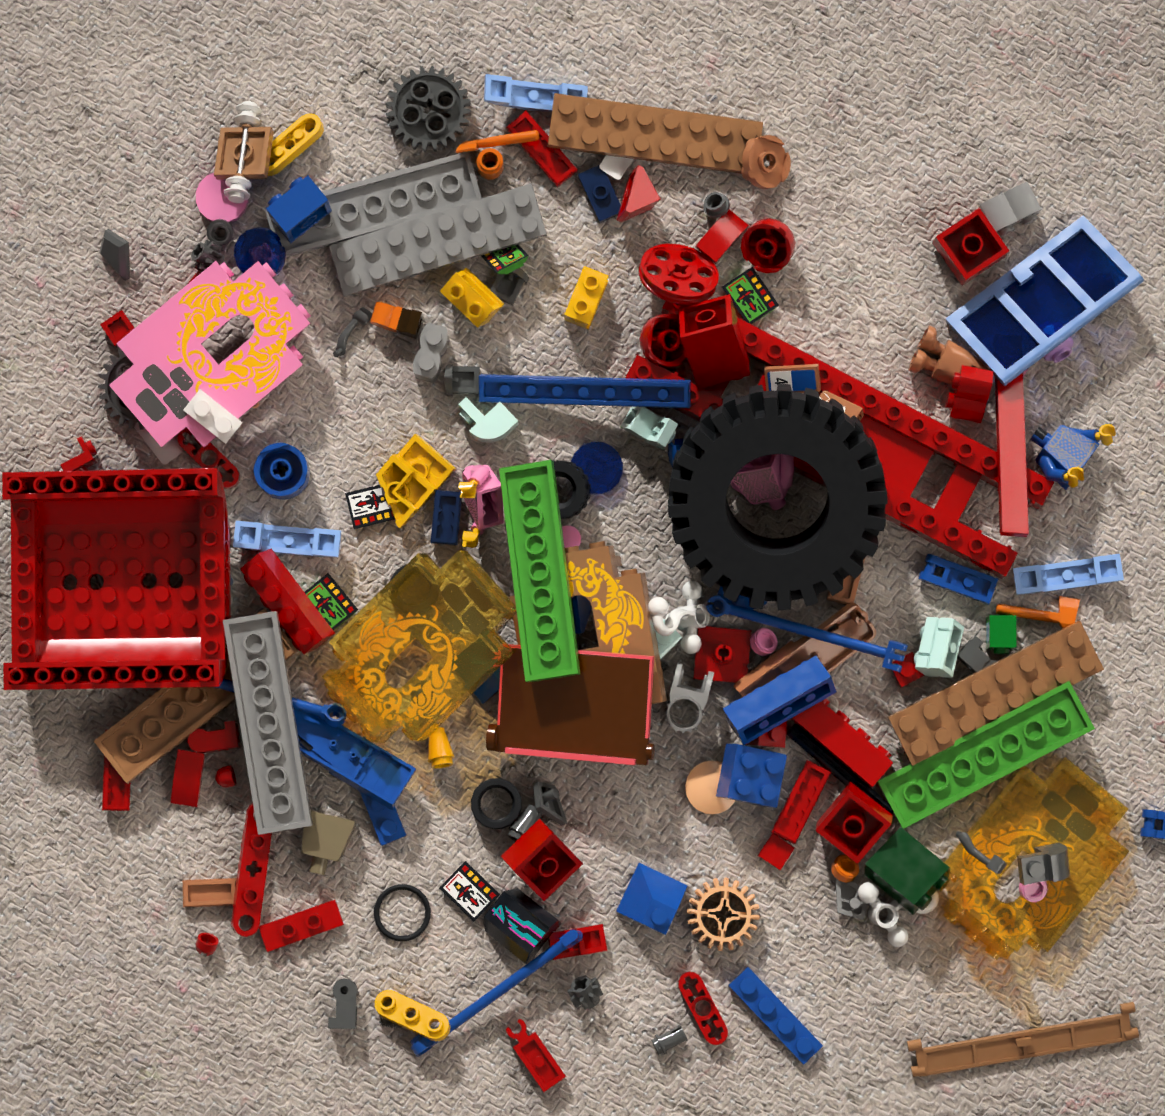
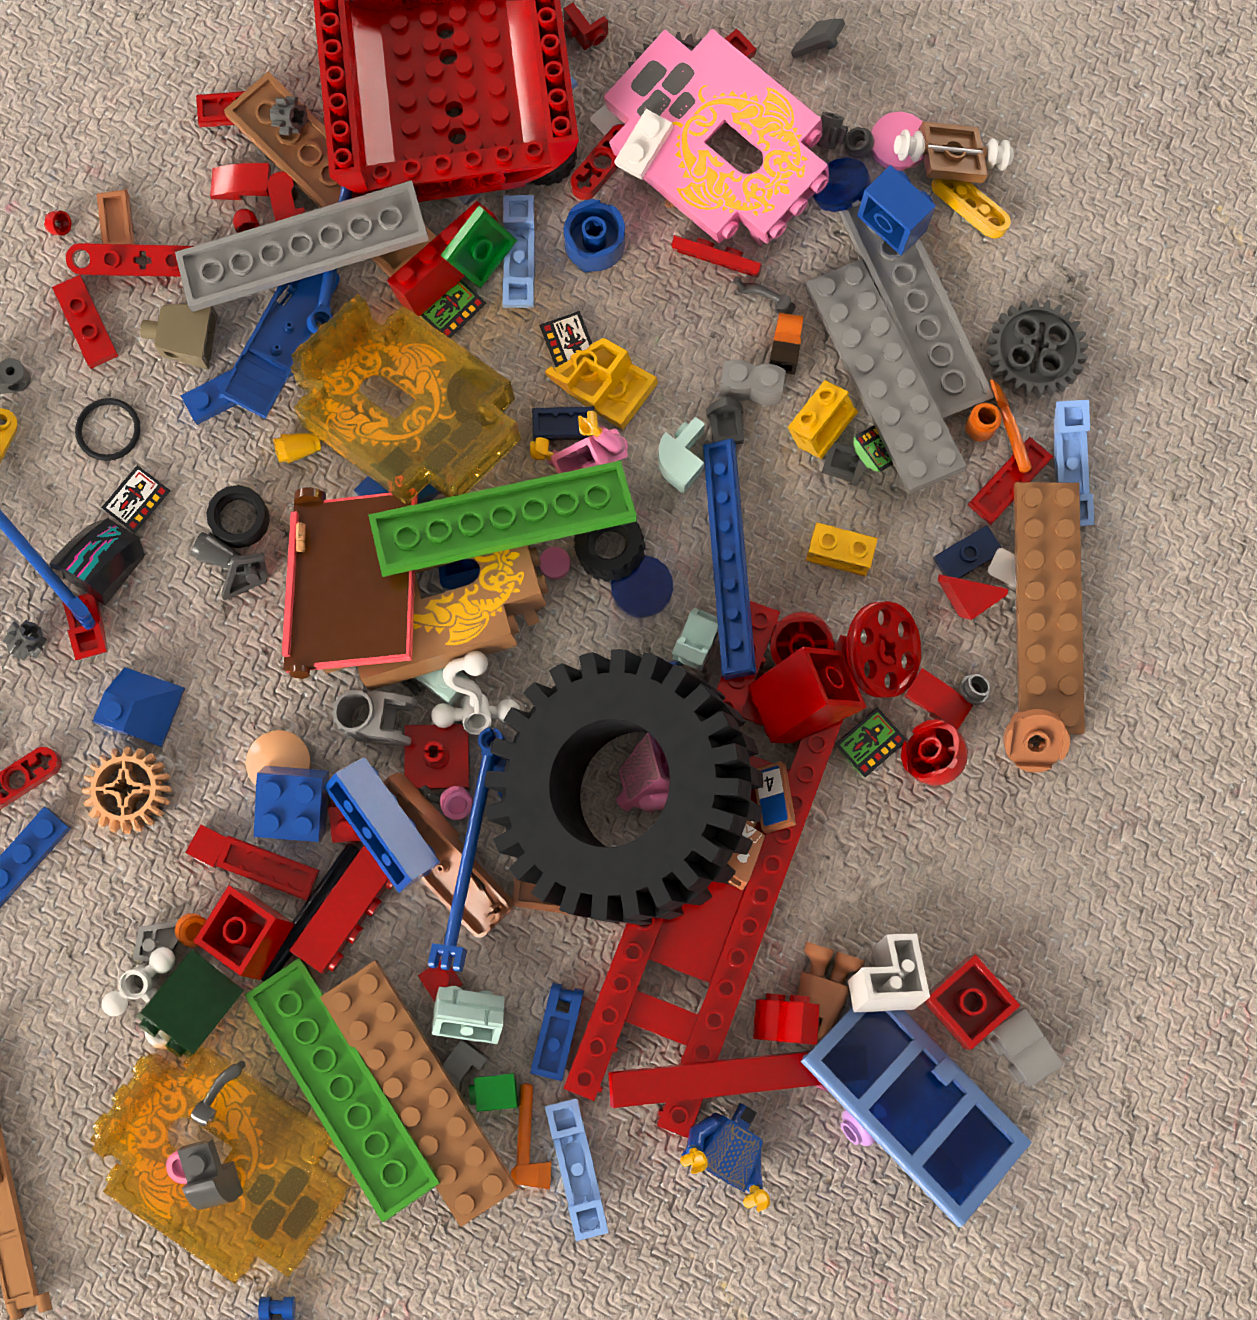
camera: 85 degrees right, 5 degrees down
(144, 724) = (288, 115): none -> dark grey gear
(284, 570) = (479, 247): none -> green tile
(306, 377) = (704, 250): none -> red plate
(536, 745) = (300, 540): none -> light nougat leg
(541, 860) = (171, 569): red brick -> none
(948, 301) = (896, 979): none -> white brick

